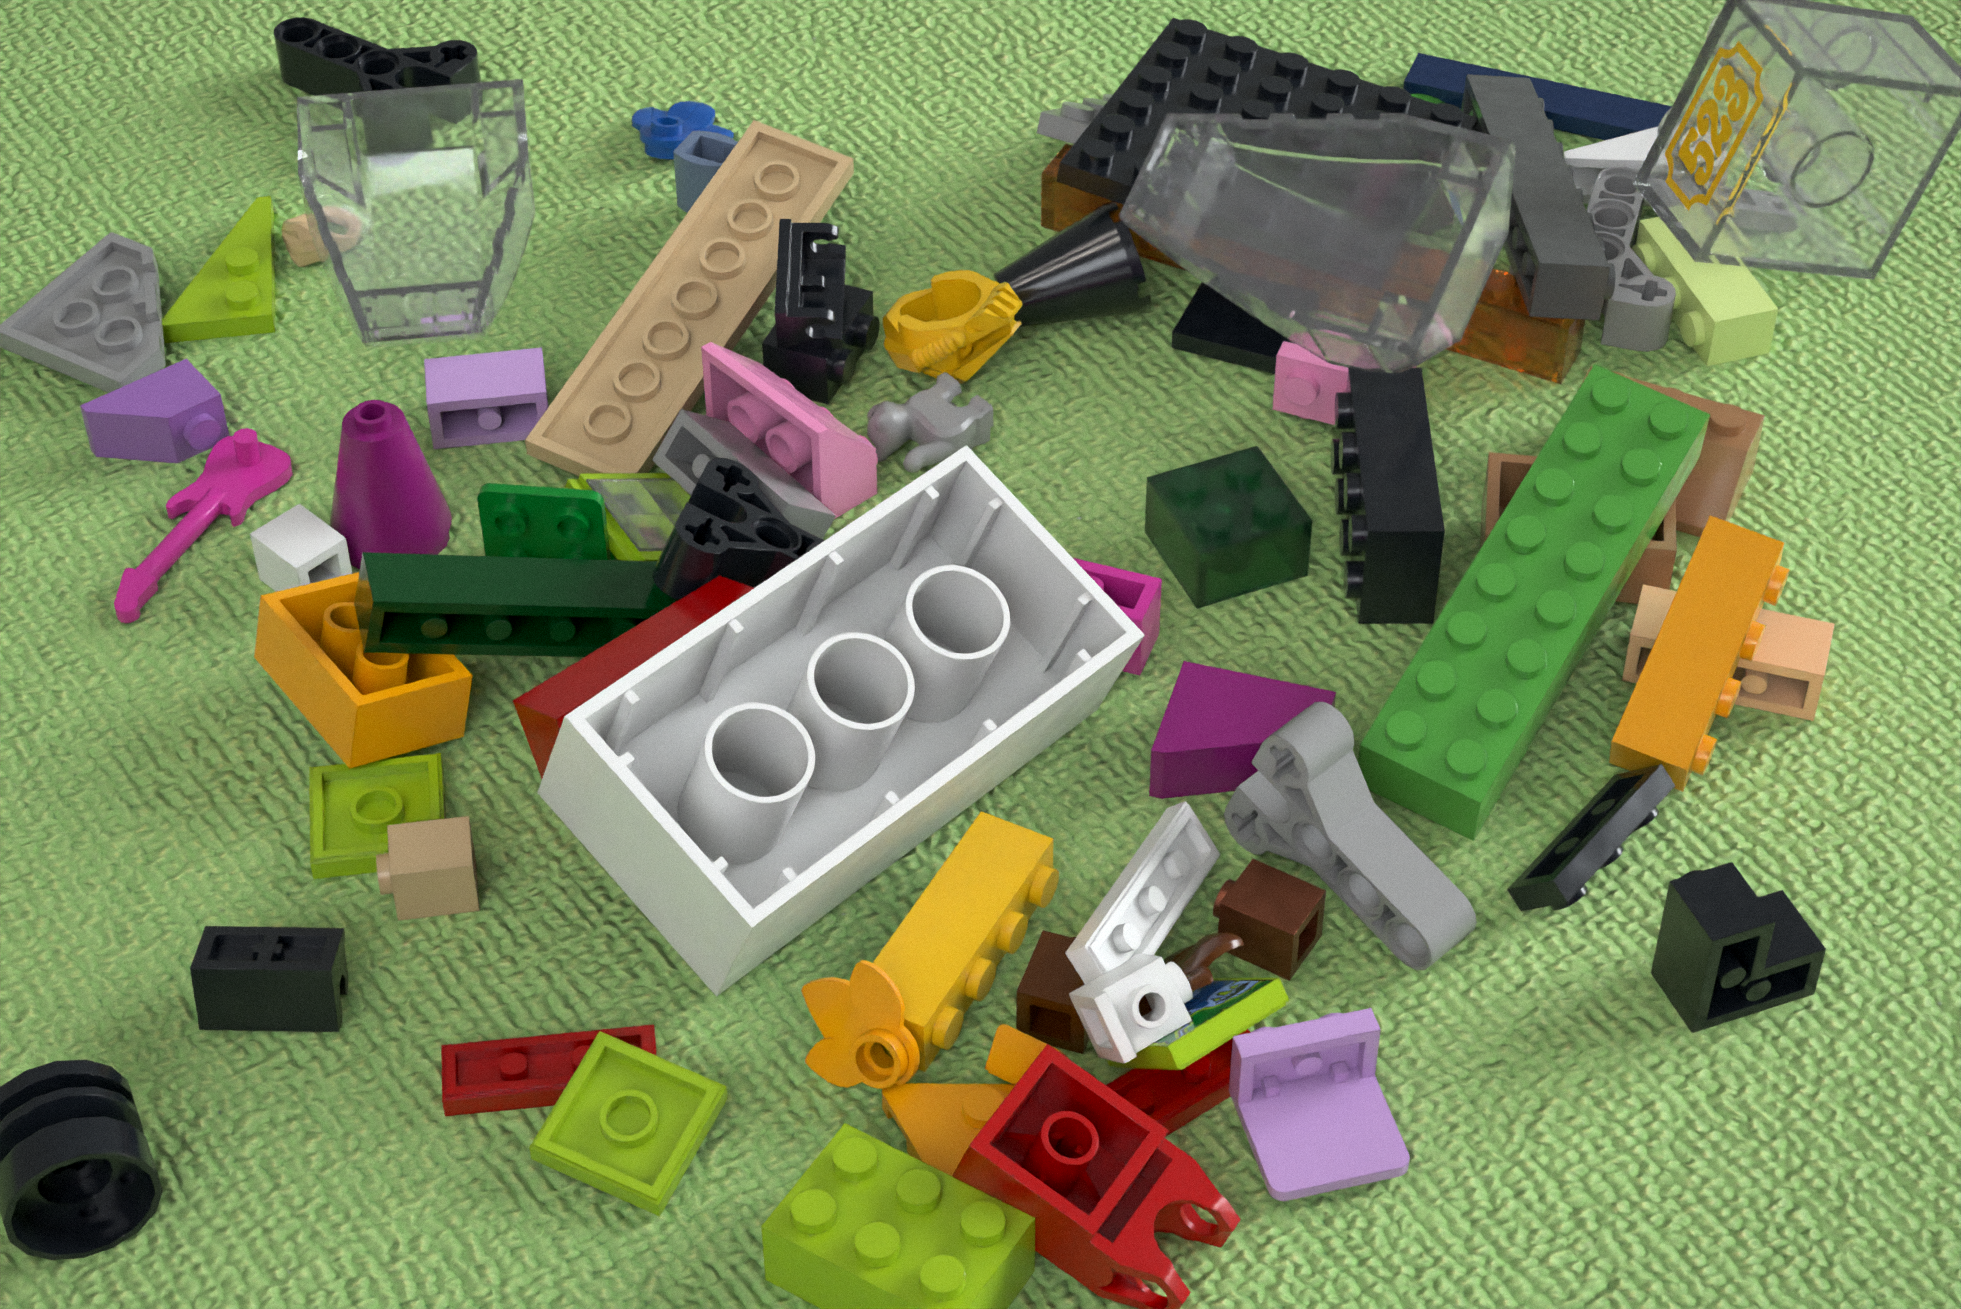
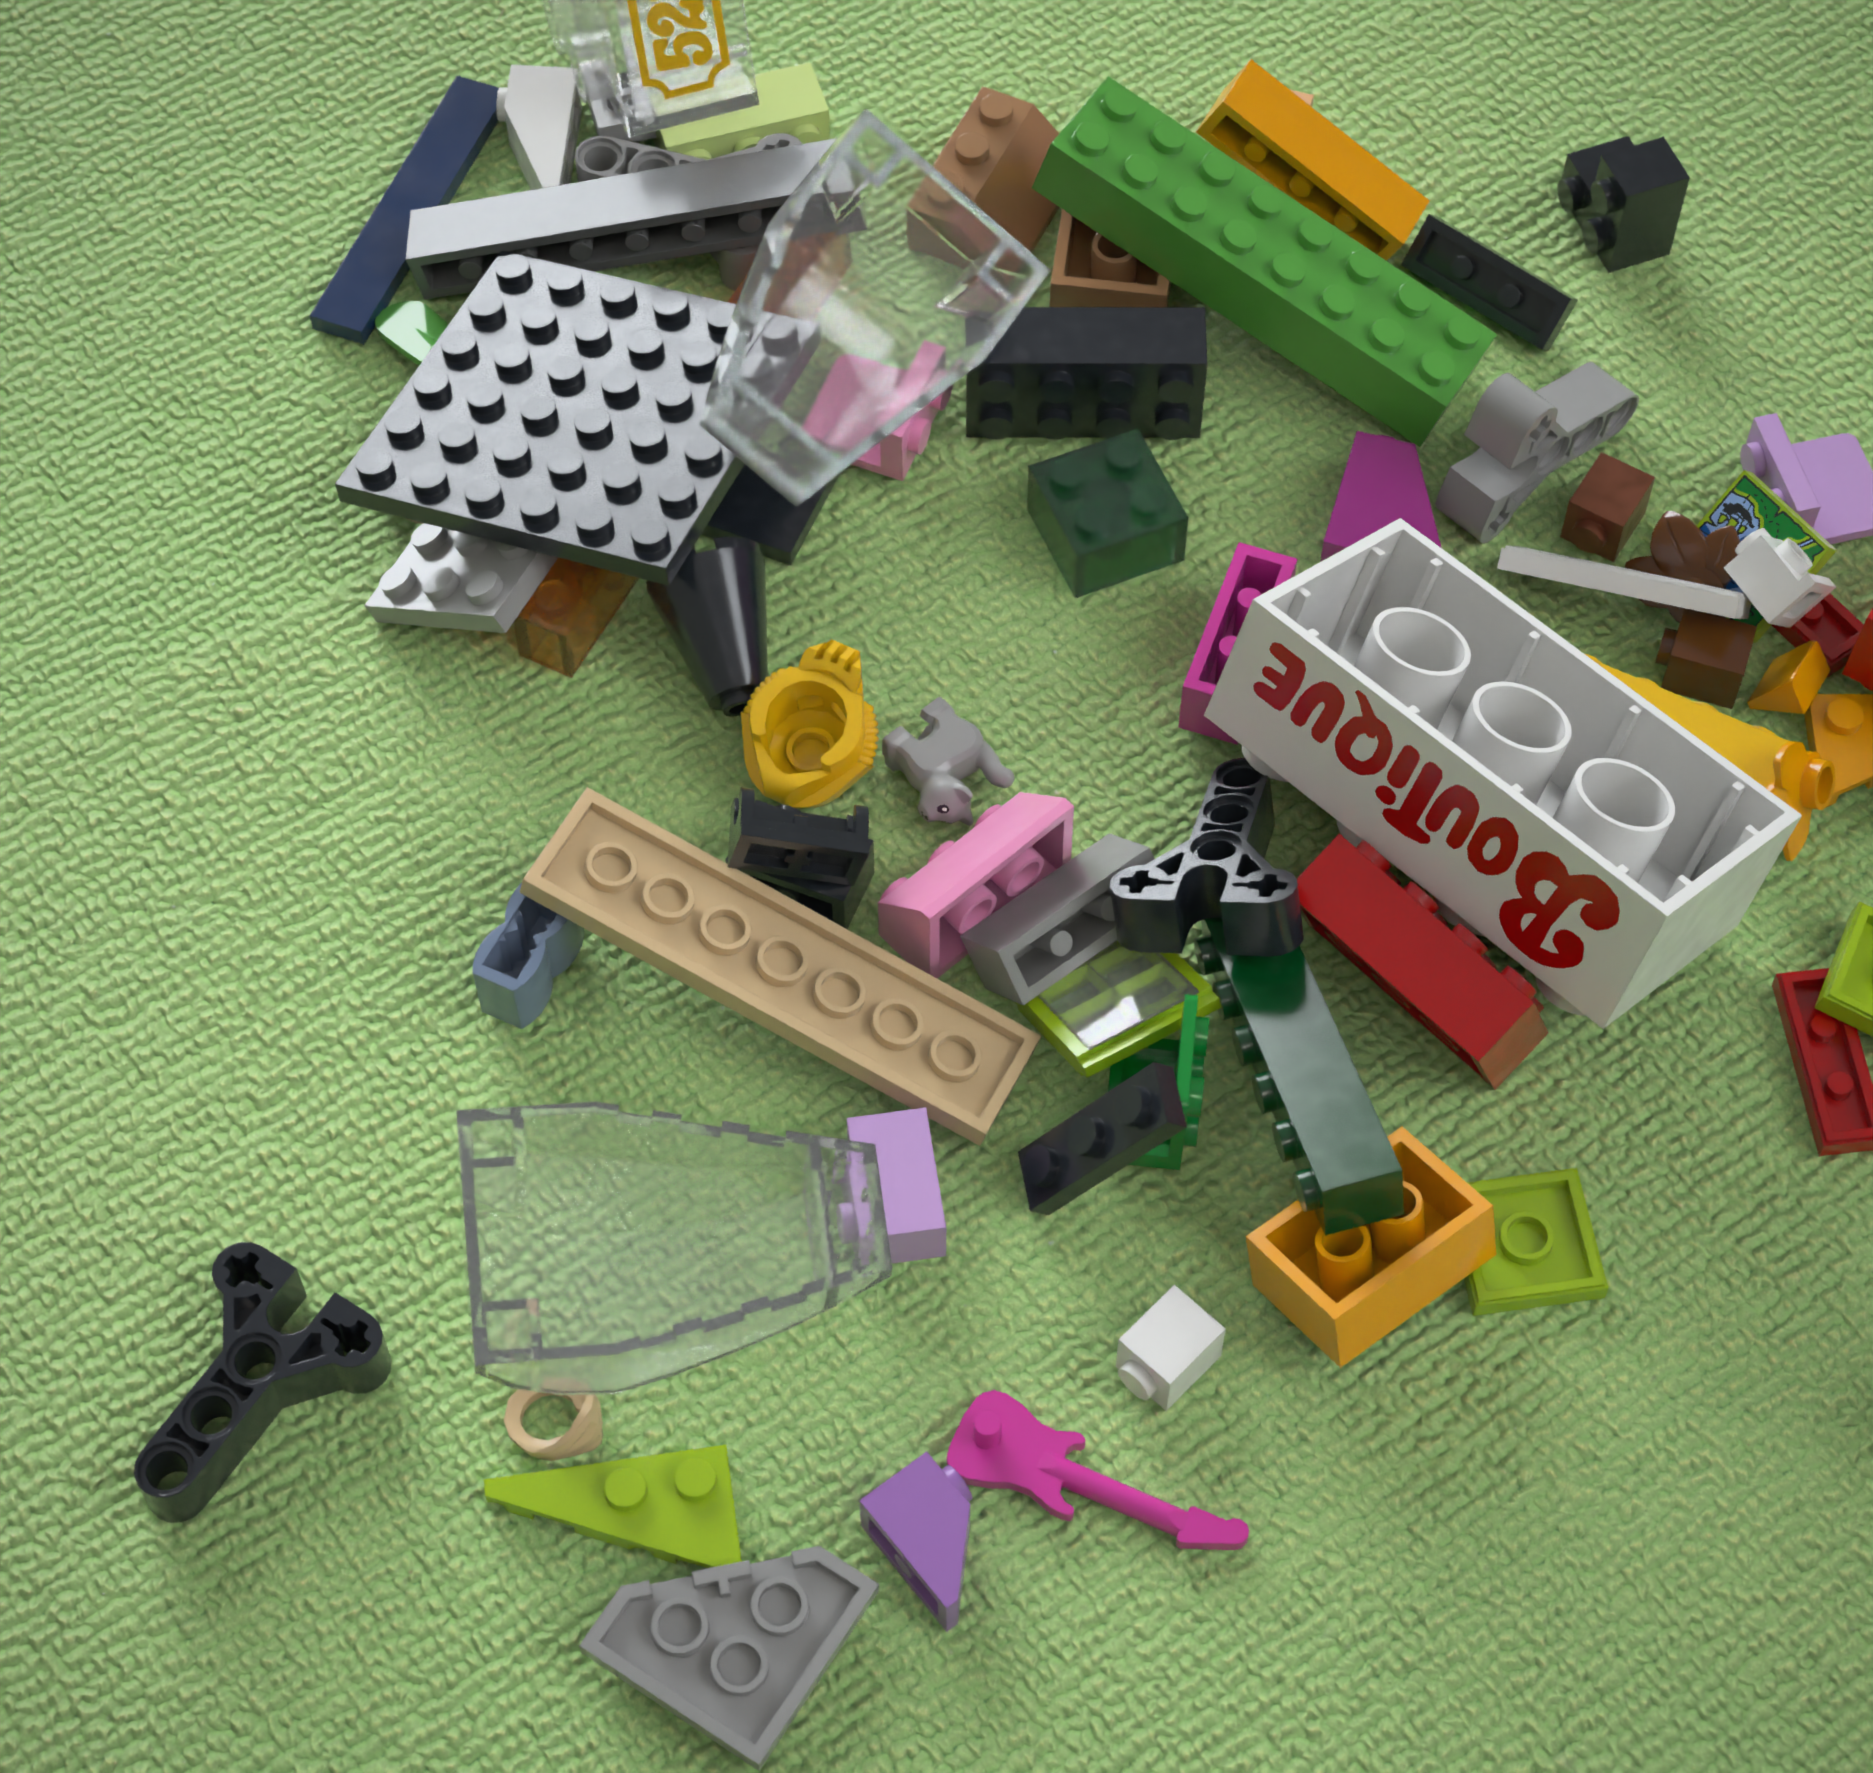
camera: 90 degrees left, 15 degrees up
(270, 978) = (1772, 1293): black hinge -> none
(385, 487) = (1087, 1268): magenta cone -> none
(430, 868) = (1616, 1169): tan brick -> none
(482, 467) = (1102, 1138): none -> black plate
(666, 130) = (370, 1034): blue plate -> none

